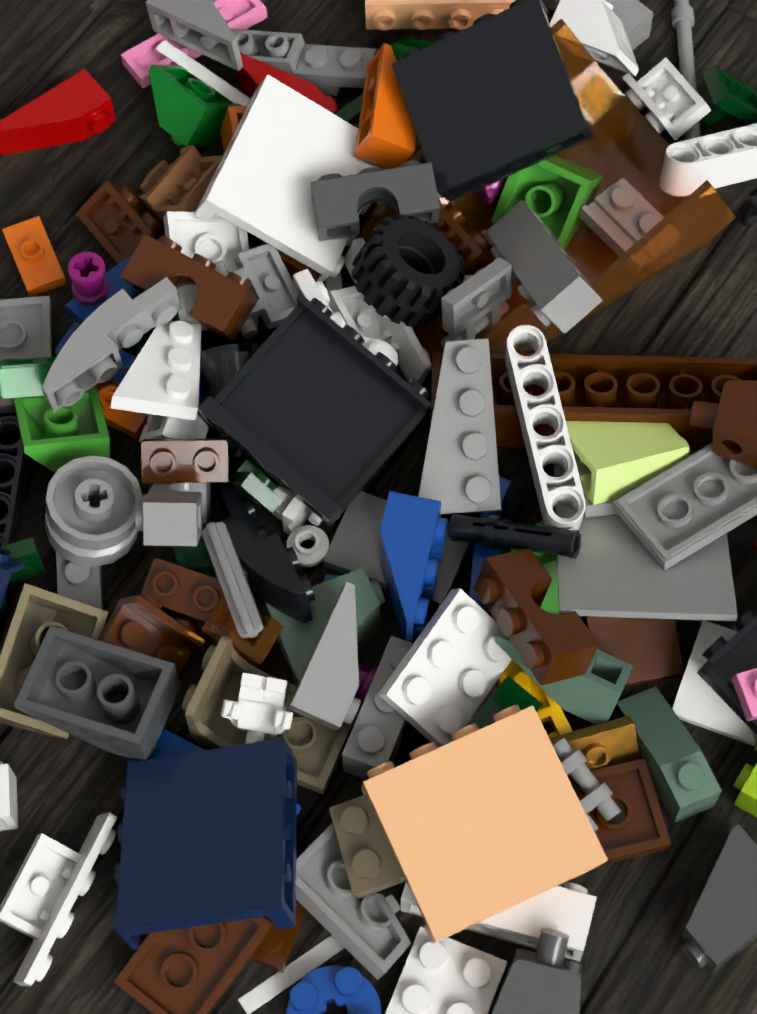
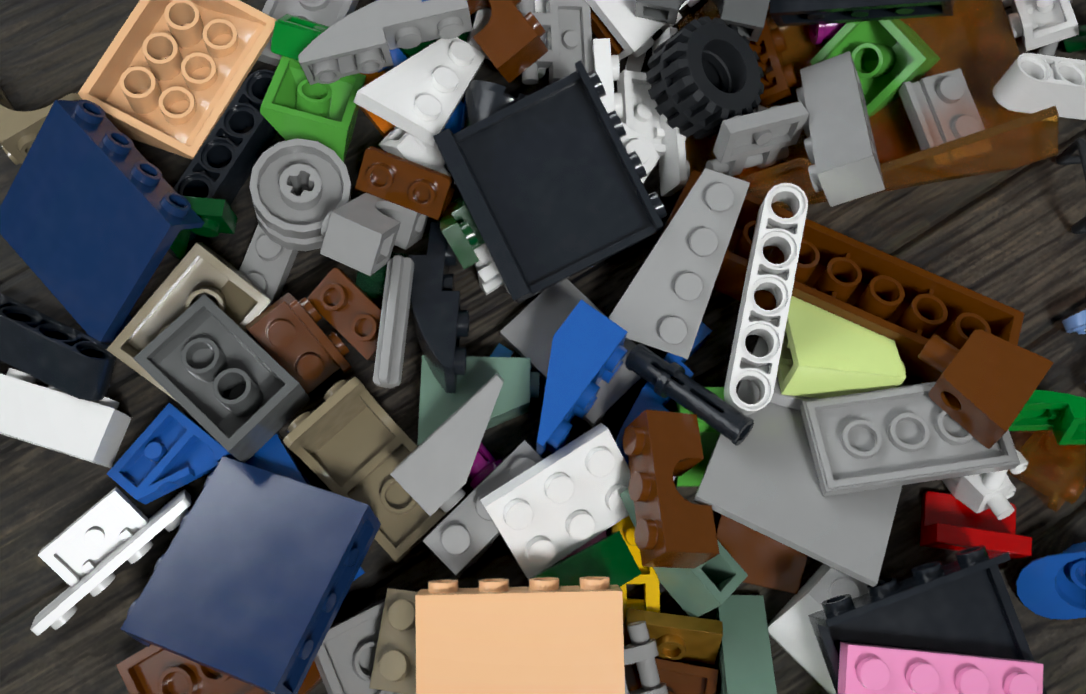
camera: 20 degrees right, 10 degrees up
(73, 789) = (167, 457): none -> blue wing
(252, 649) = (363, 361): clear orange panel -> none
(259, 707) = (366, 458): white piece -> none
(314, 555) = (496, 322): white plate -> none

